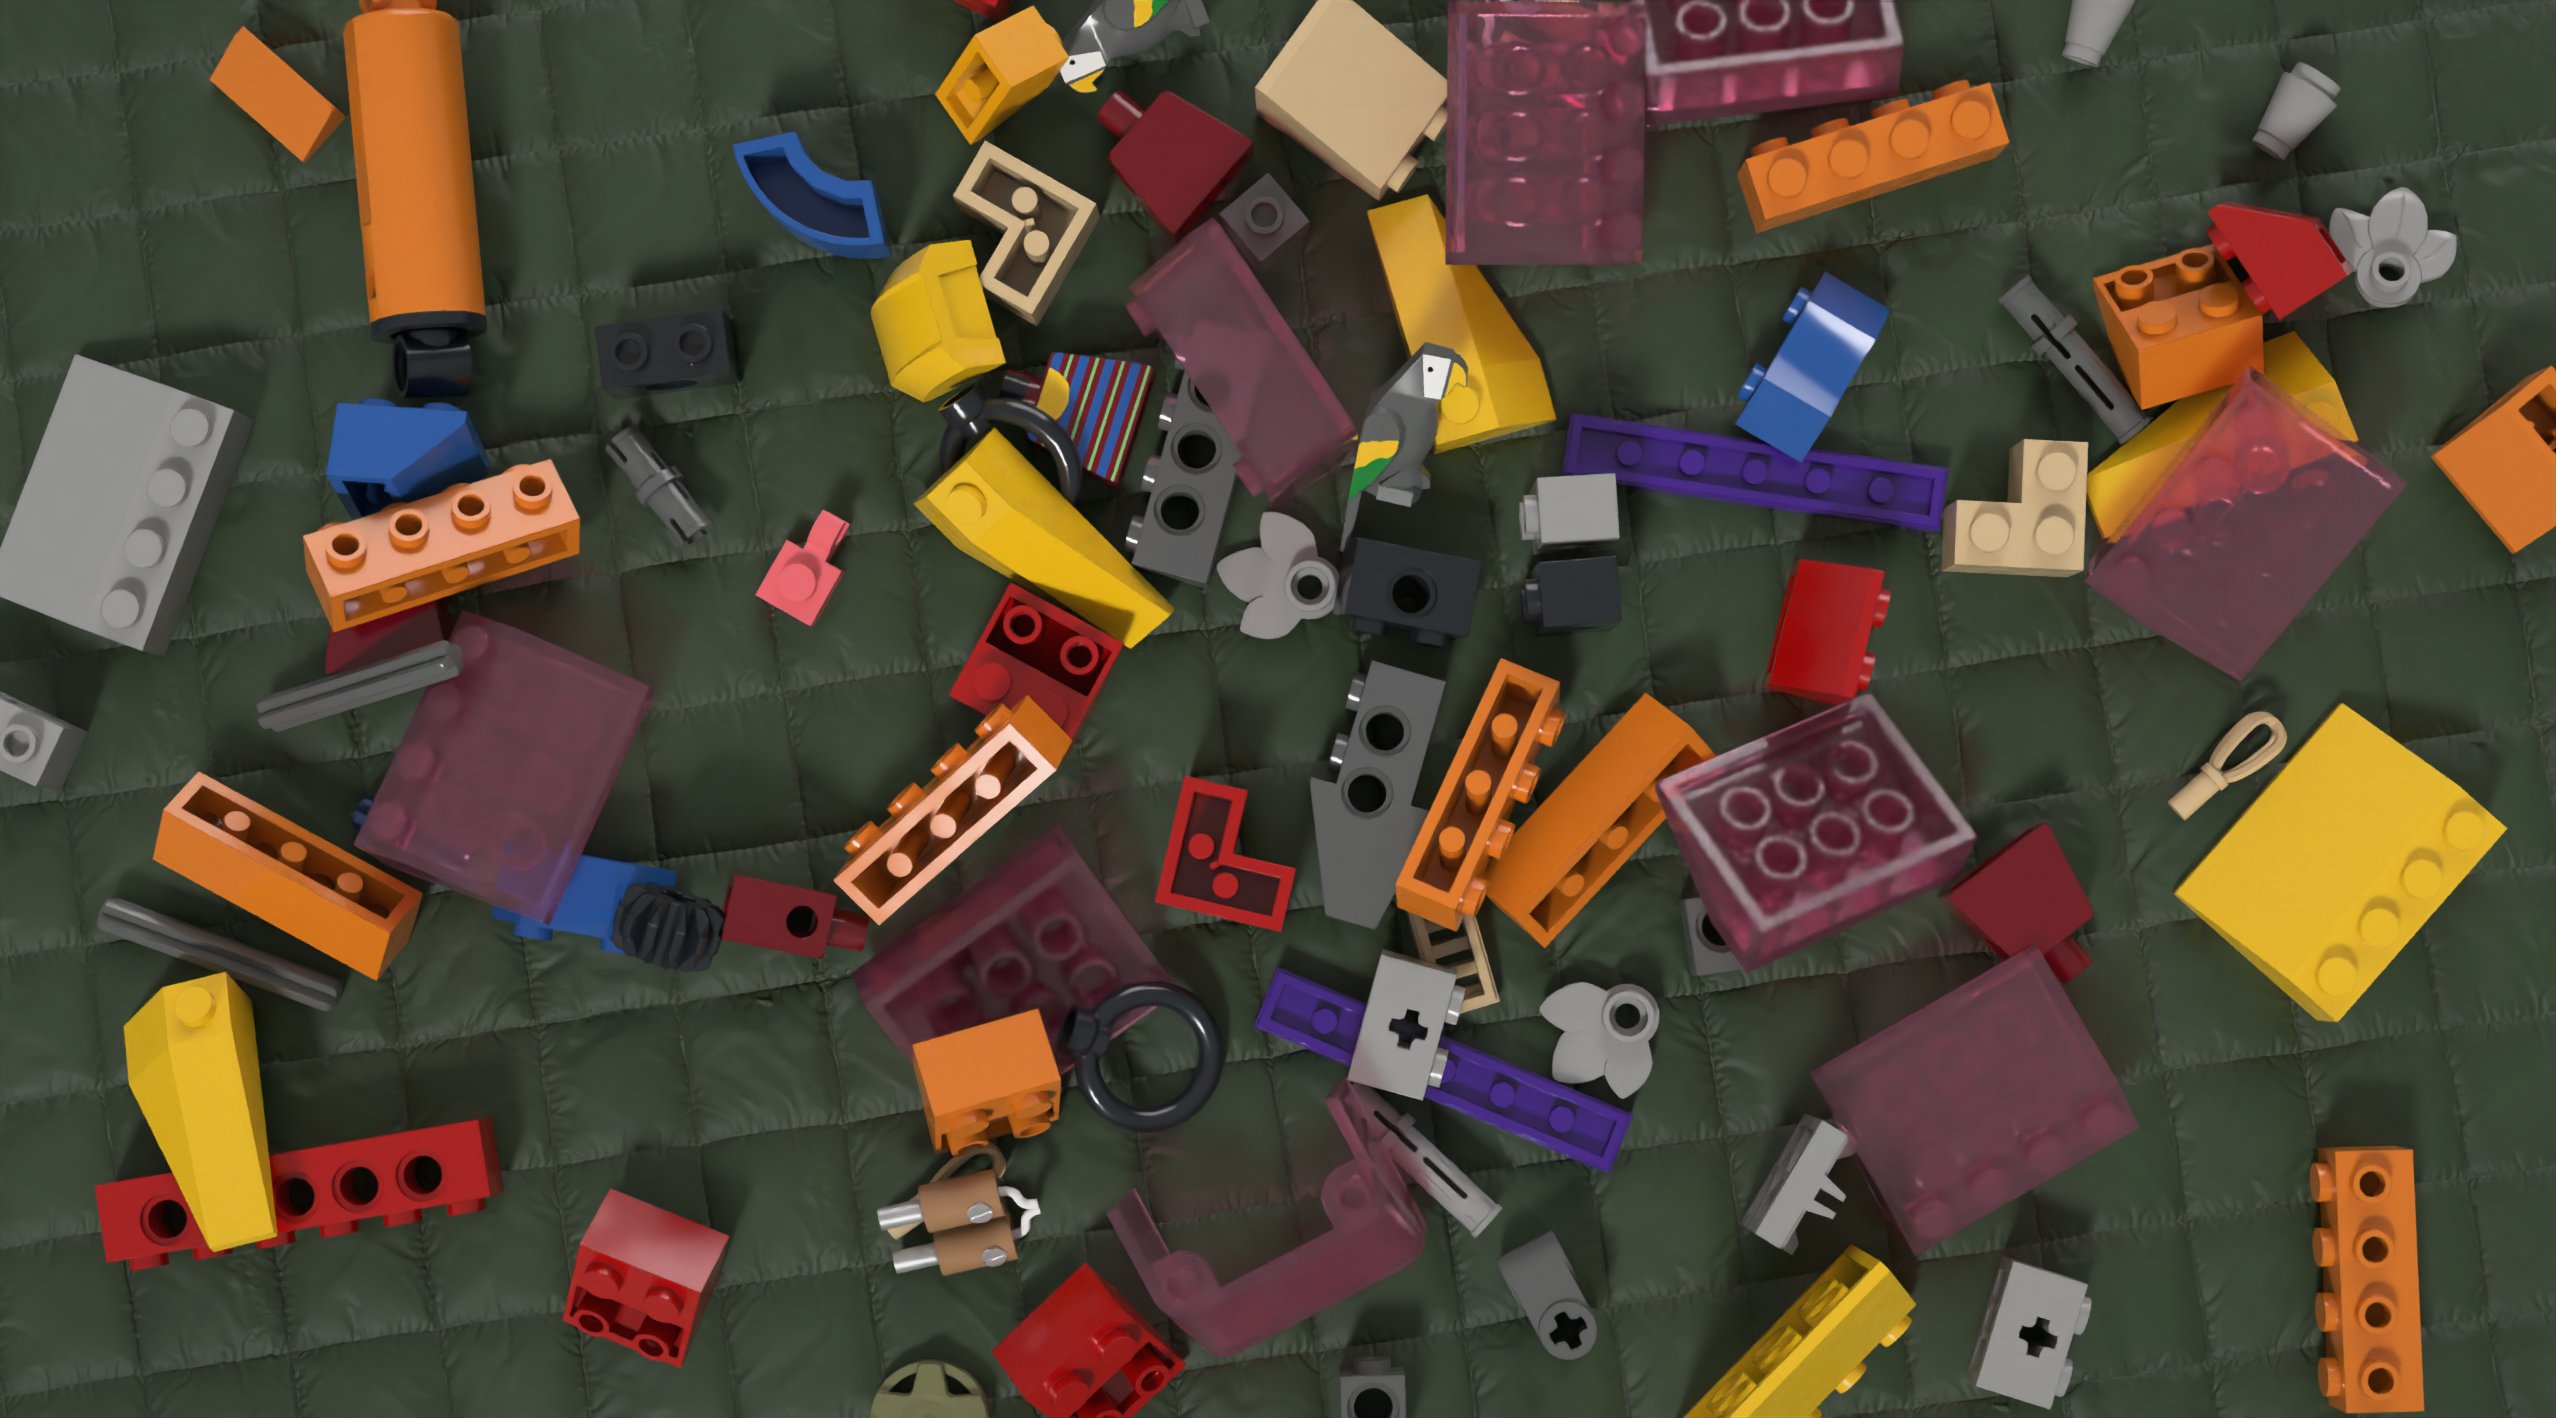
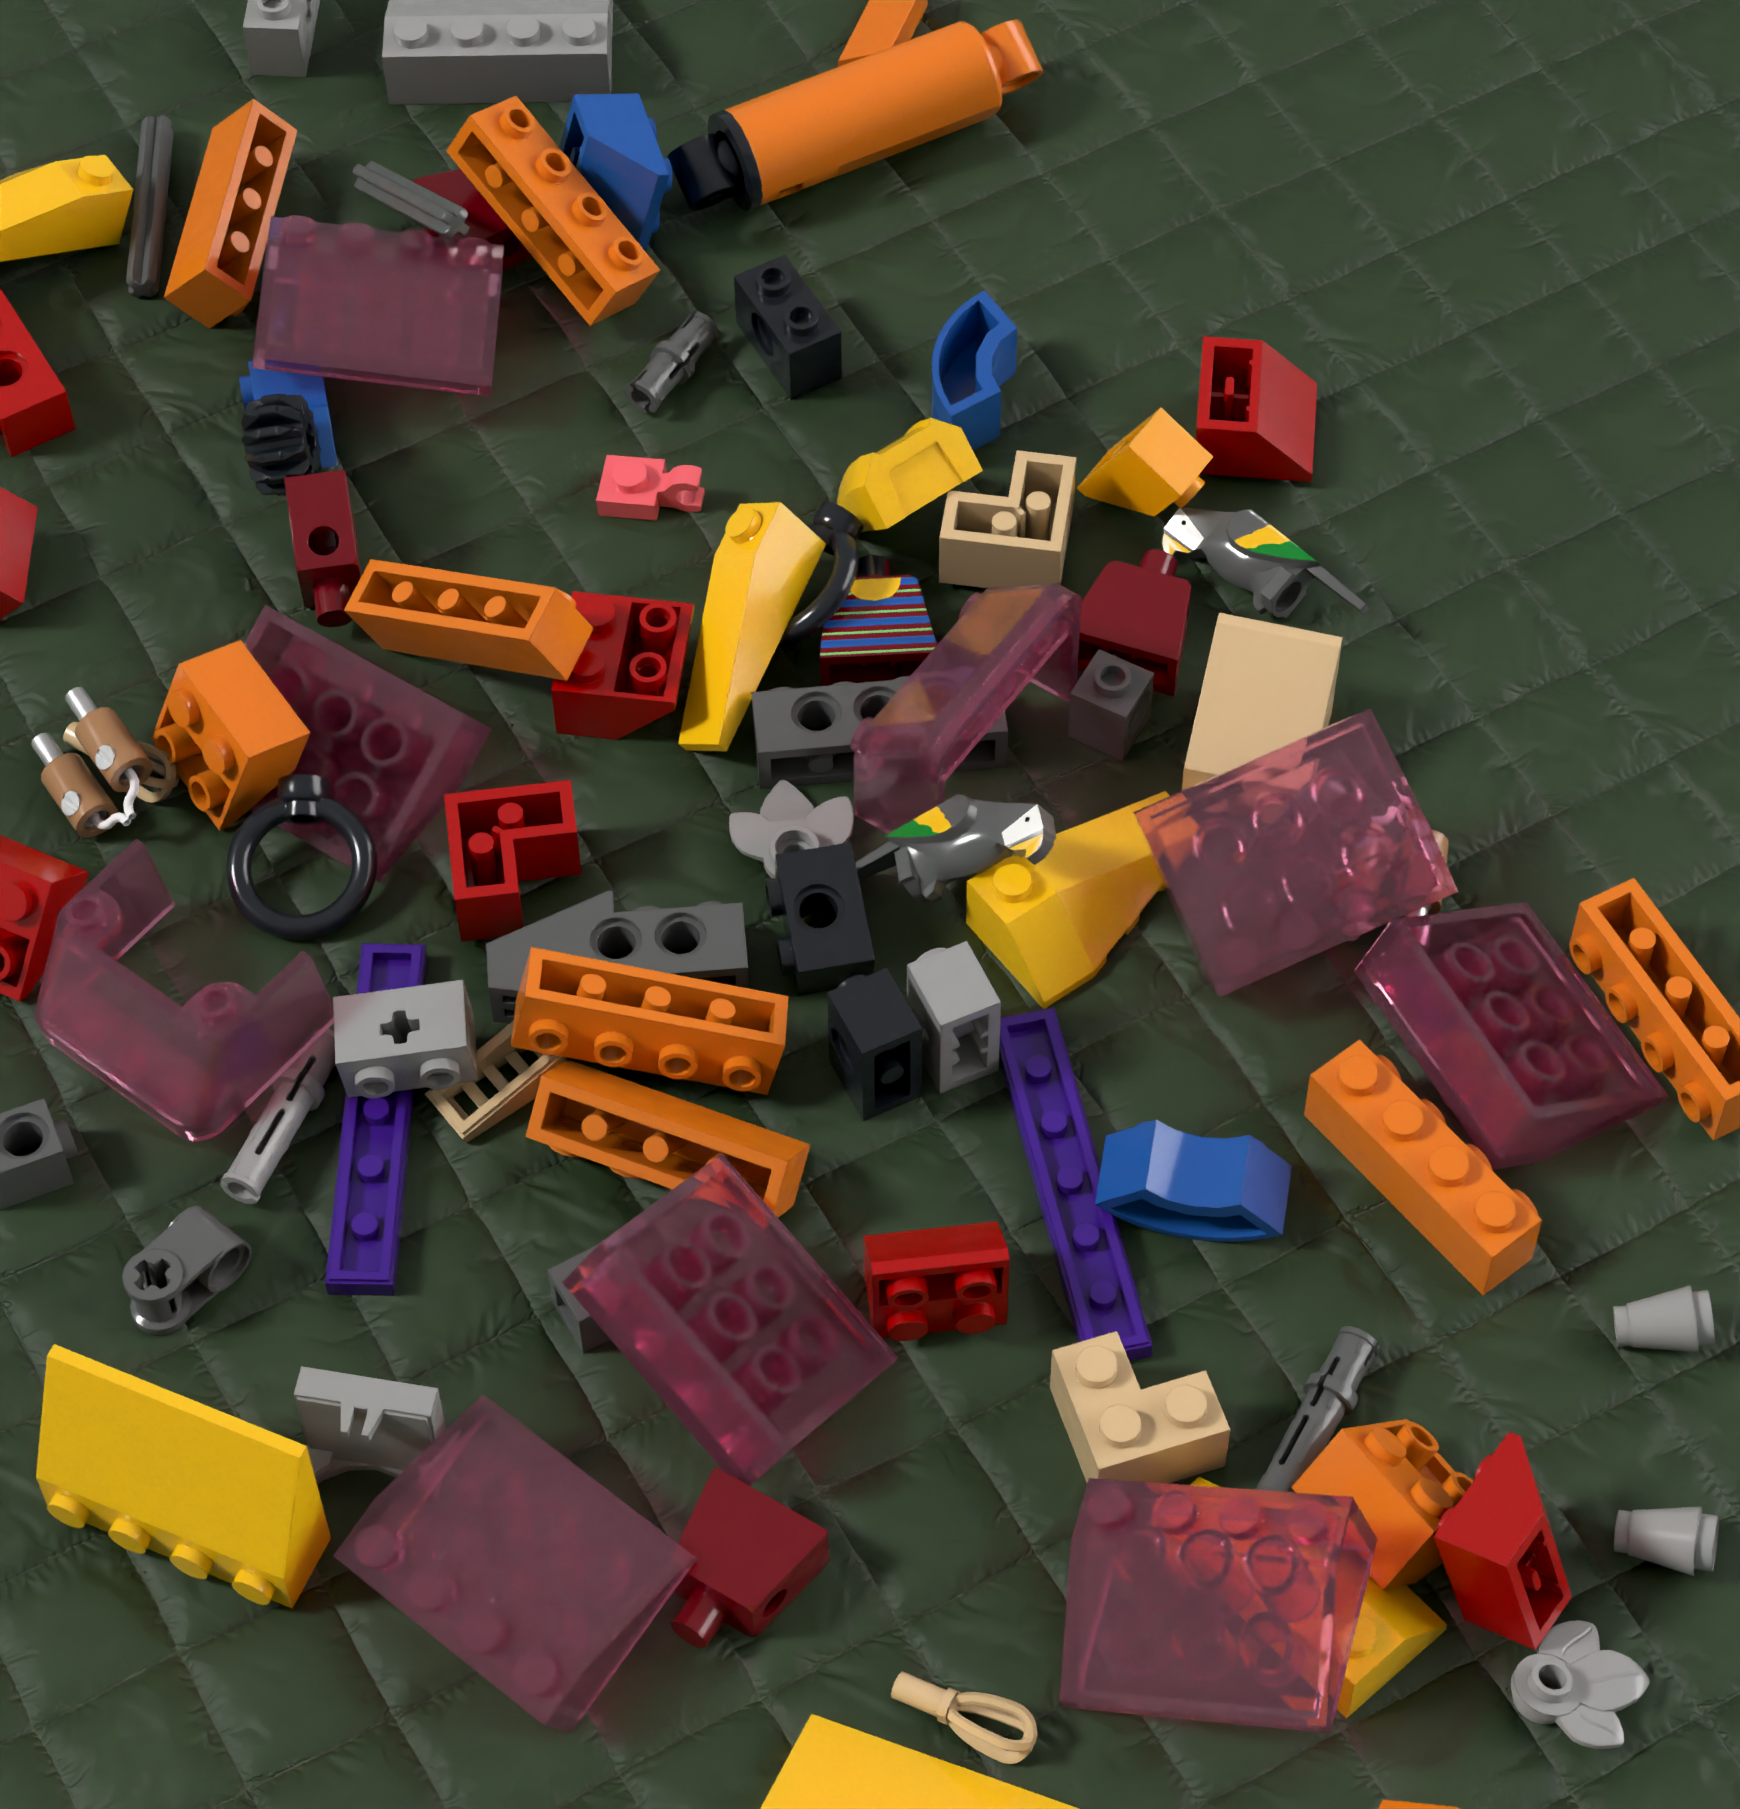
camera: 65 degrees right, 30 degrees down
(1595, 1042) = (454, 1235): light grey plate -> none
(2021, 1298) = (257, 1706): light grey brick -> none

